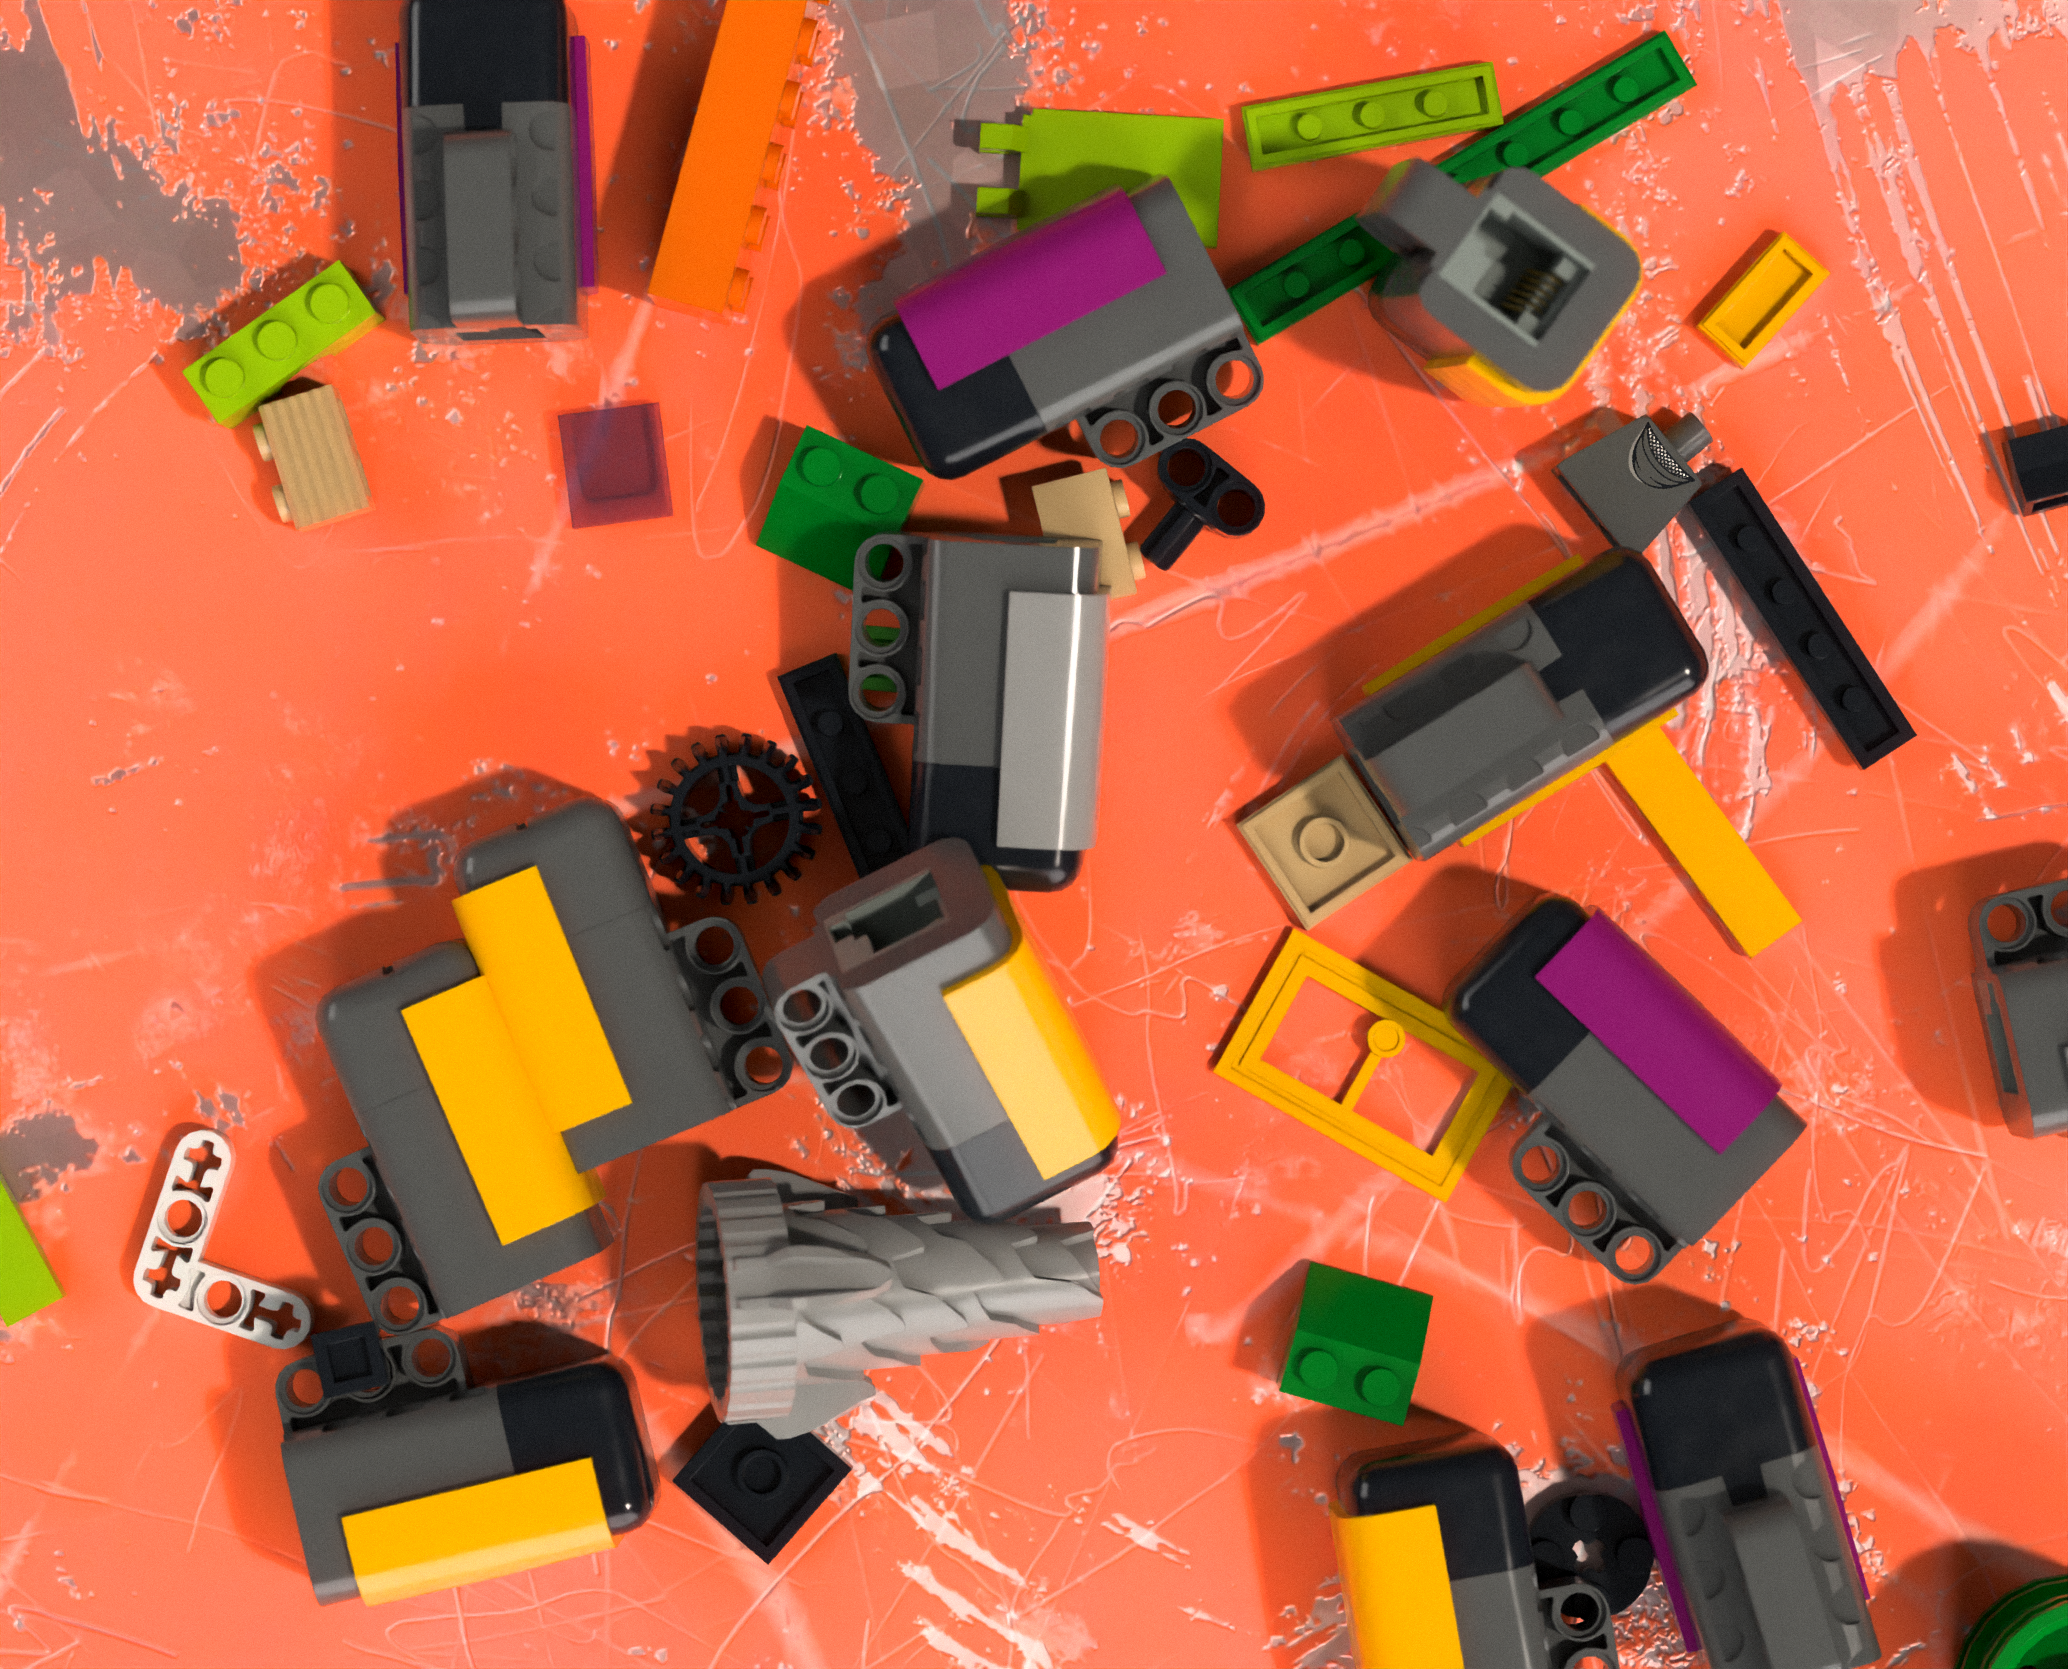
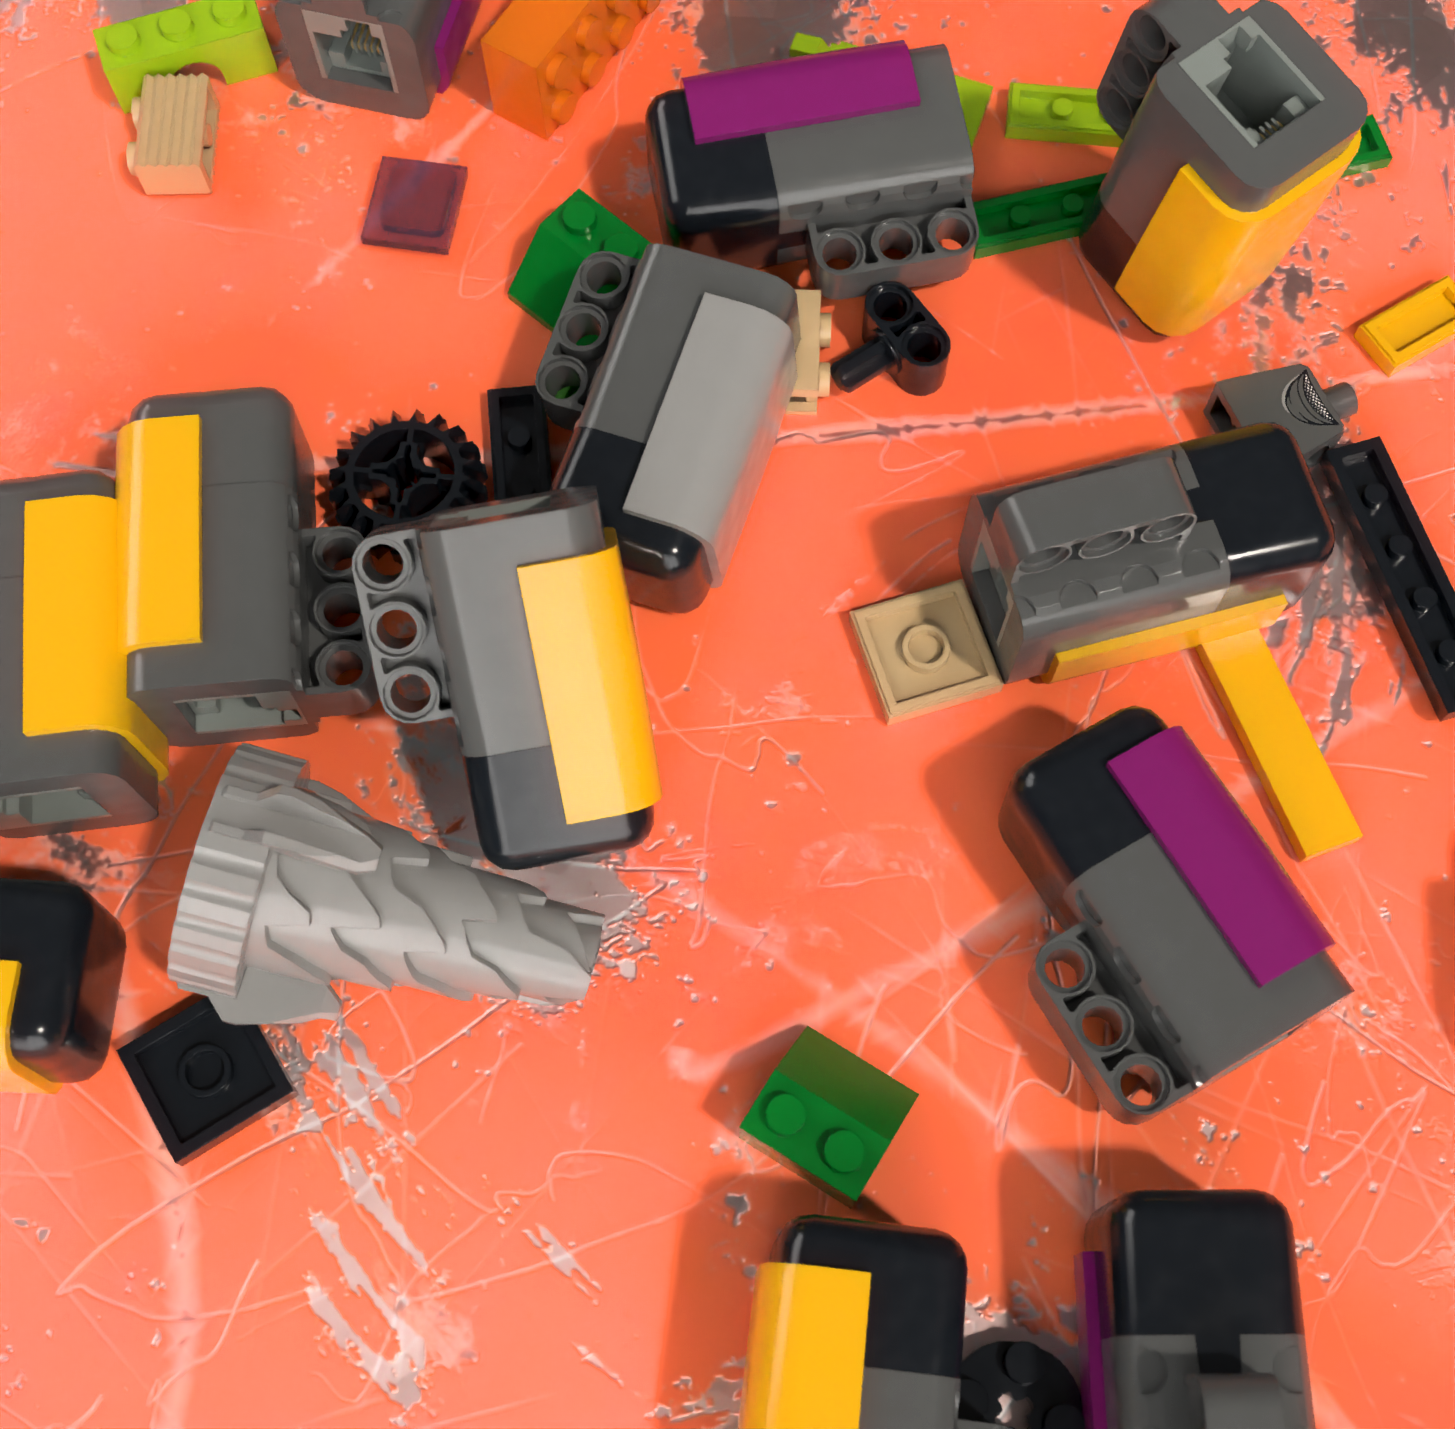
camera: 20 degrees right, 20 degrees down
(1385, 1038) = (951, 819): yellow door -> none

